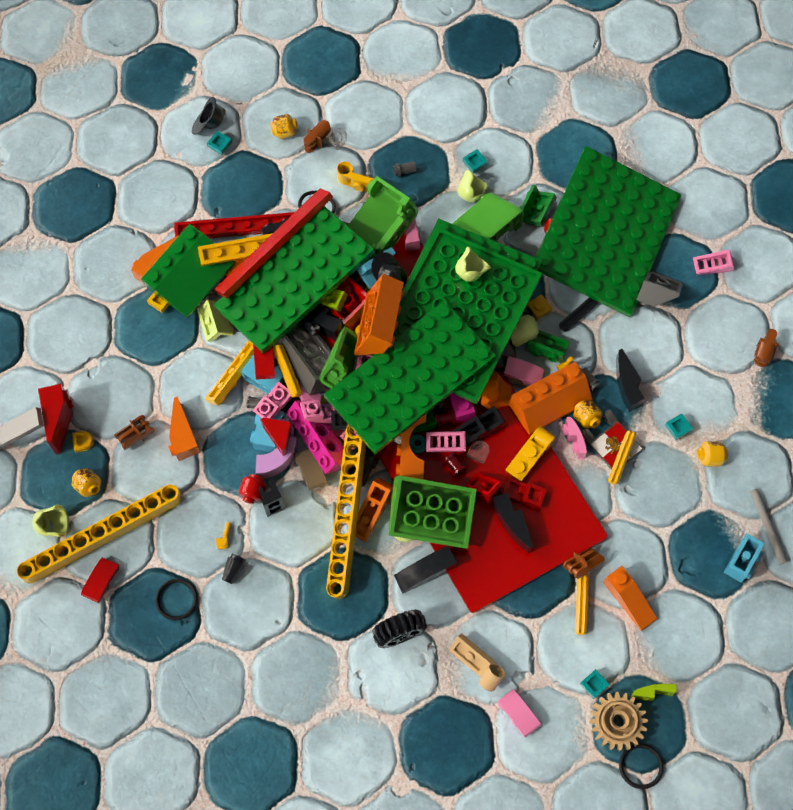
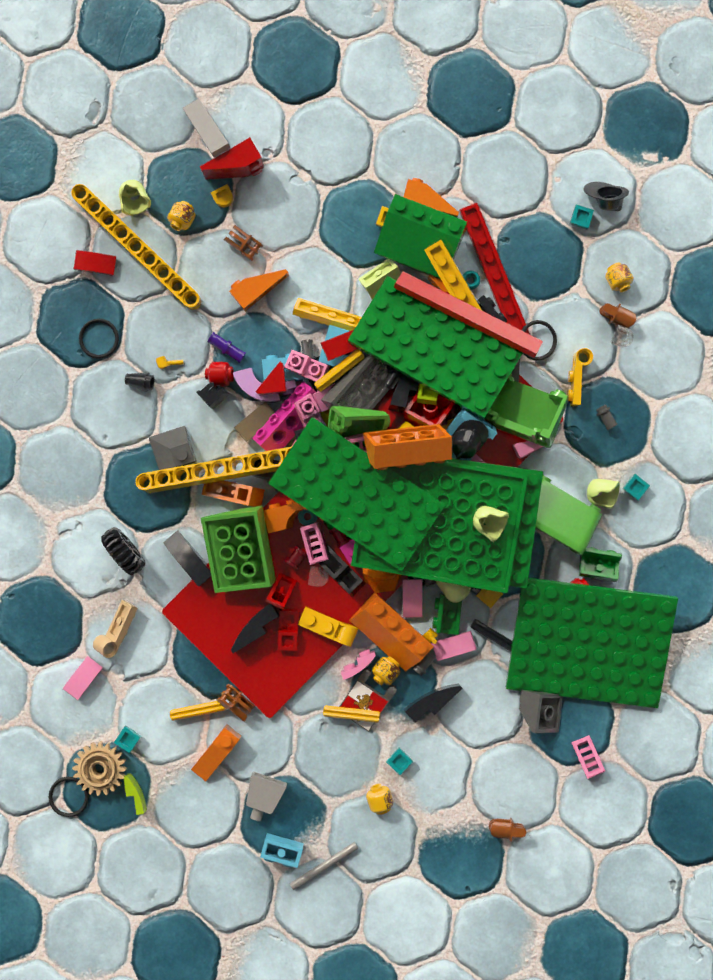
camera: 70 degrees right, 20 degrees up
(228, 476) = (226, 347): none -> dark purple pin
(311, 555) = (172, 448): none -> dark grey slope
(579, 348) = (454, 646): none -> bright pink slope
(684, 562) = (264, 794): none -> light grey torso

